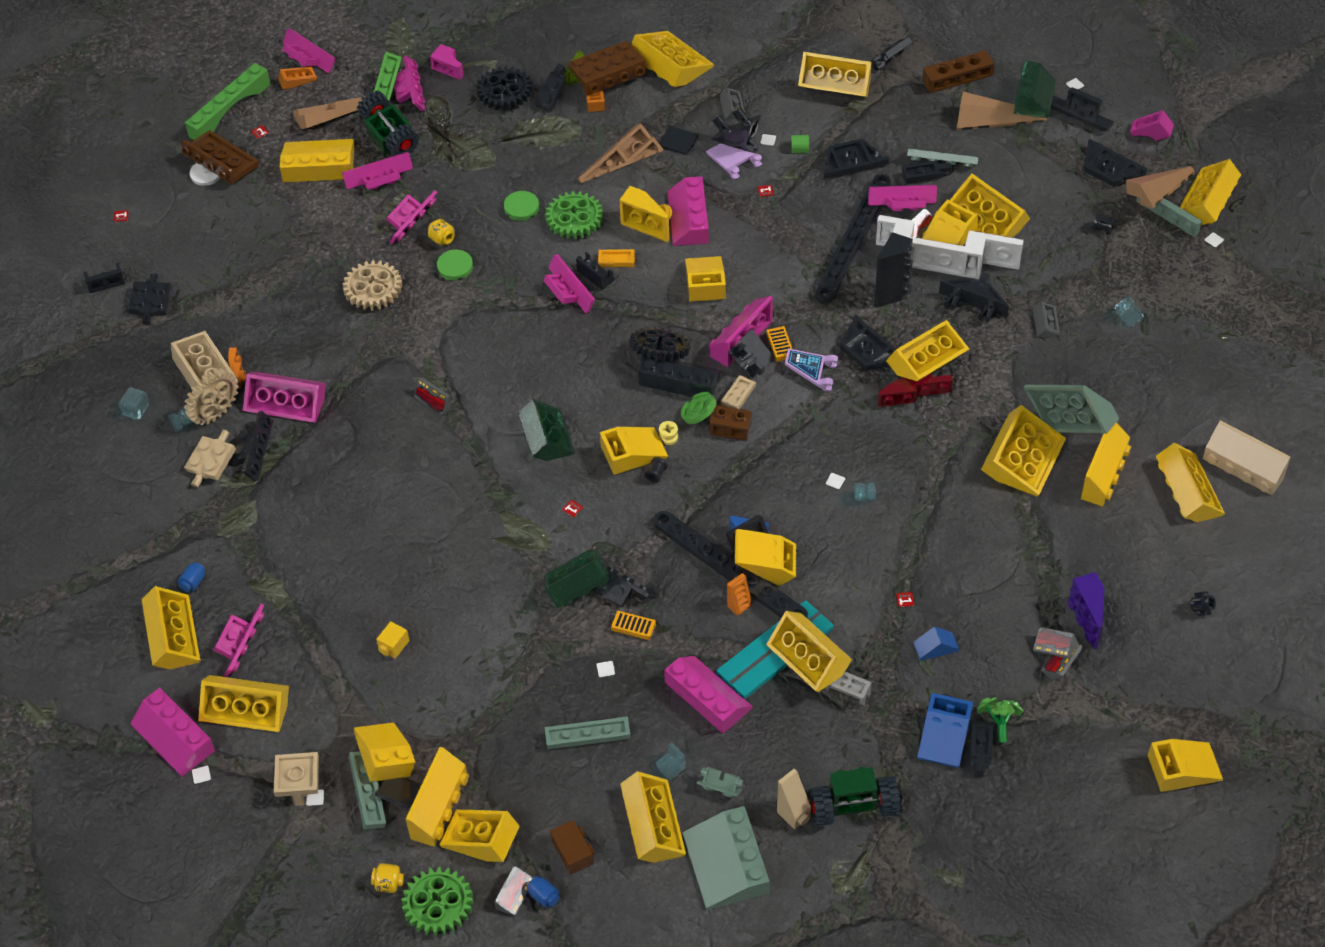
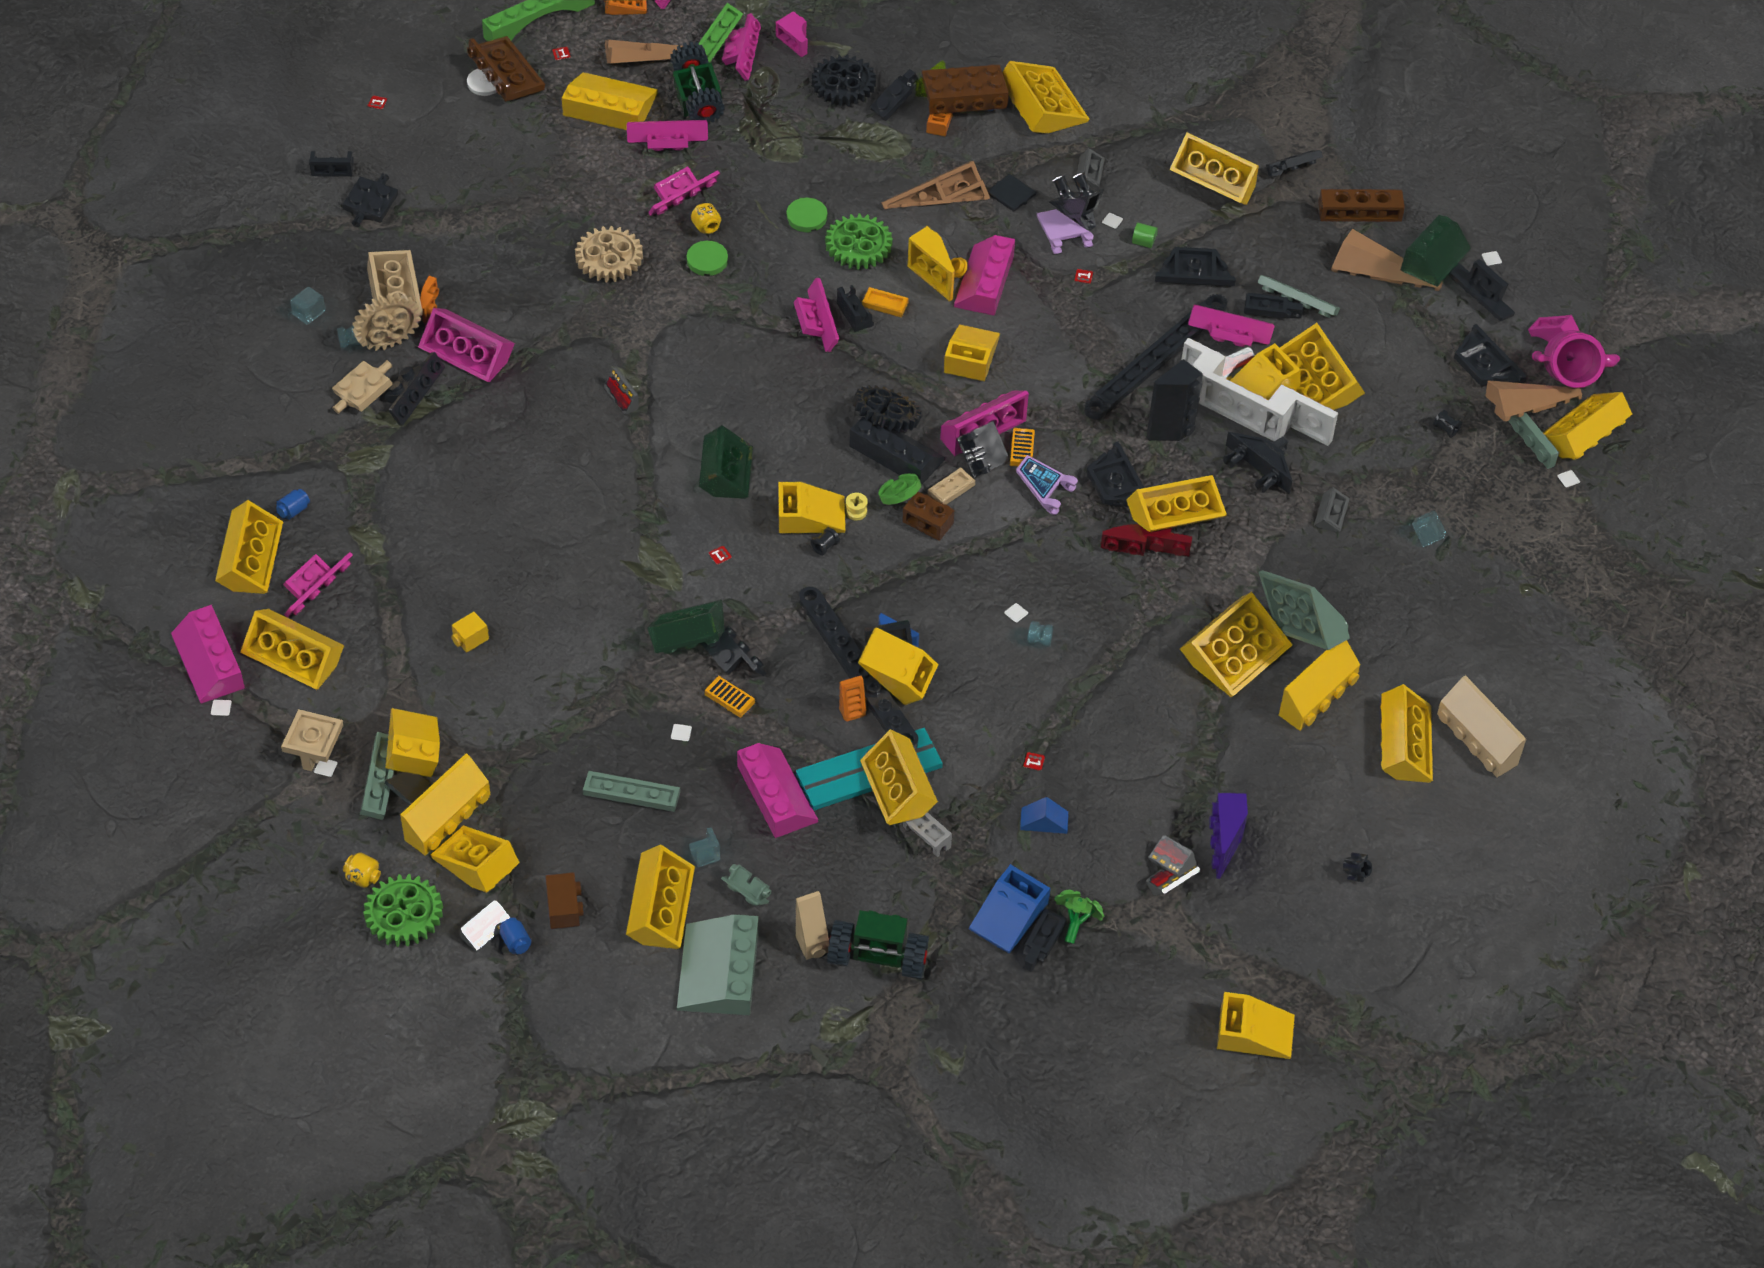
camera: 15 degrees right, 0 degrees up
(1190, 143) = (1585, 357): none -> dark pink piece

